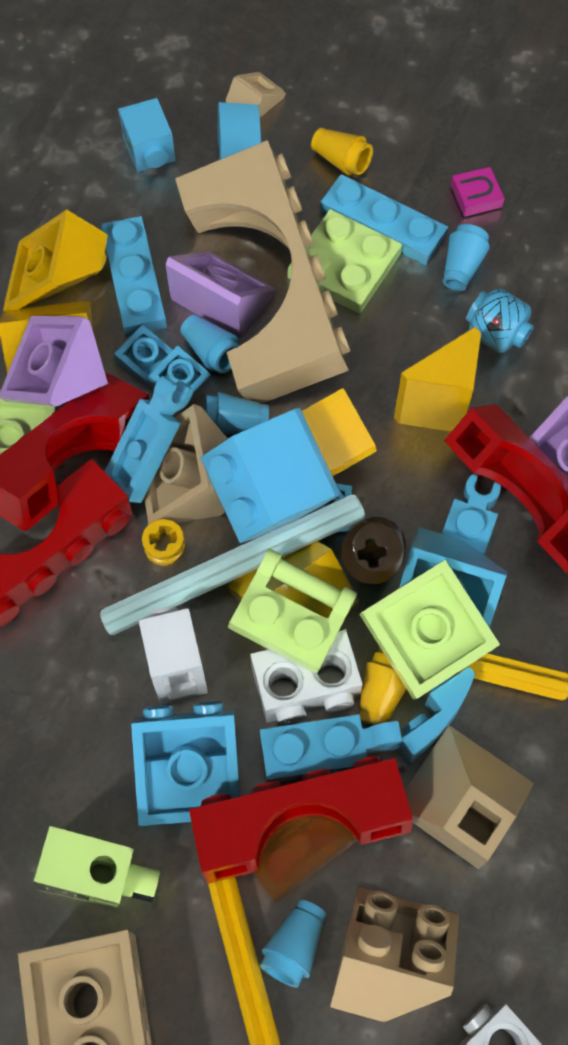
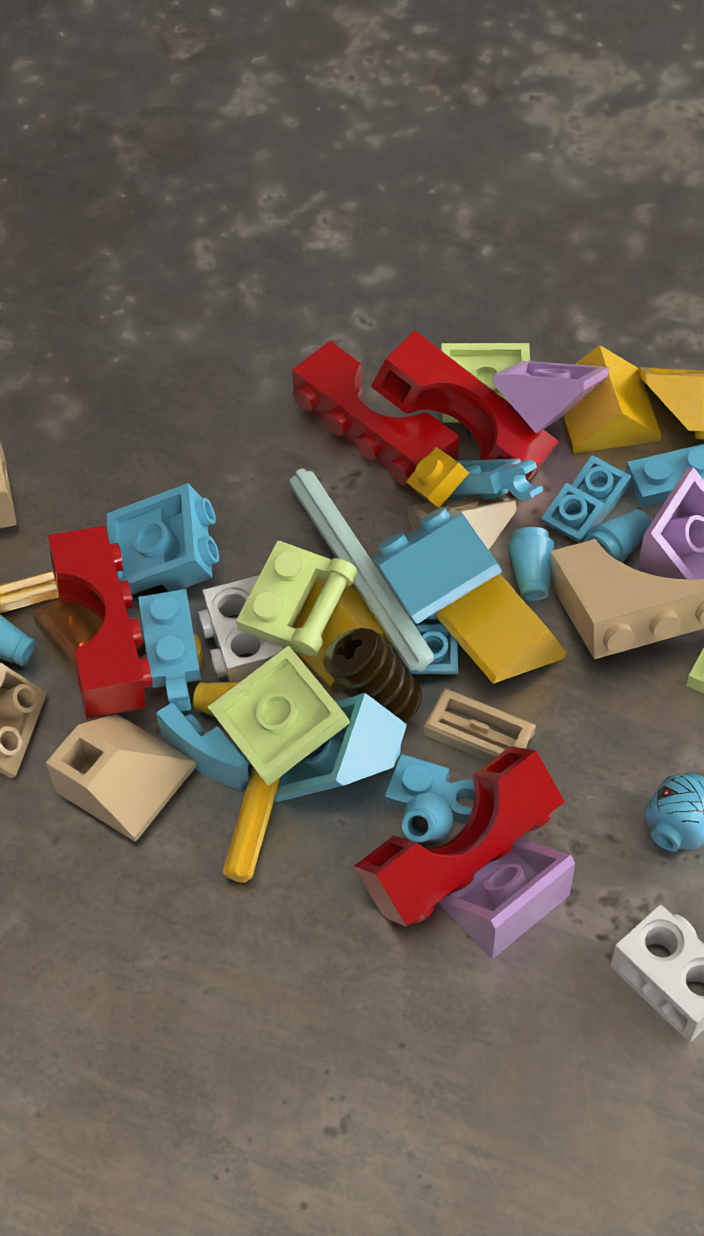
camera: 90 degrees right, 10 degrees down
(71, 856) = (65, 471): yellowish green torso -> none
(145, 478) = (437, 477): none -> yellow plate
(153, 533) = (386, 504): yellow bush -> none
(172, 655) = (255, 512): white brick -> none
(392, 505) = (473, 735): none -> tan tile
(440, 386) = (582, 744): yellow slope -> none
(520, 514) = (437, 814): none -> medium azure cone

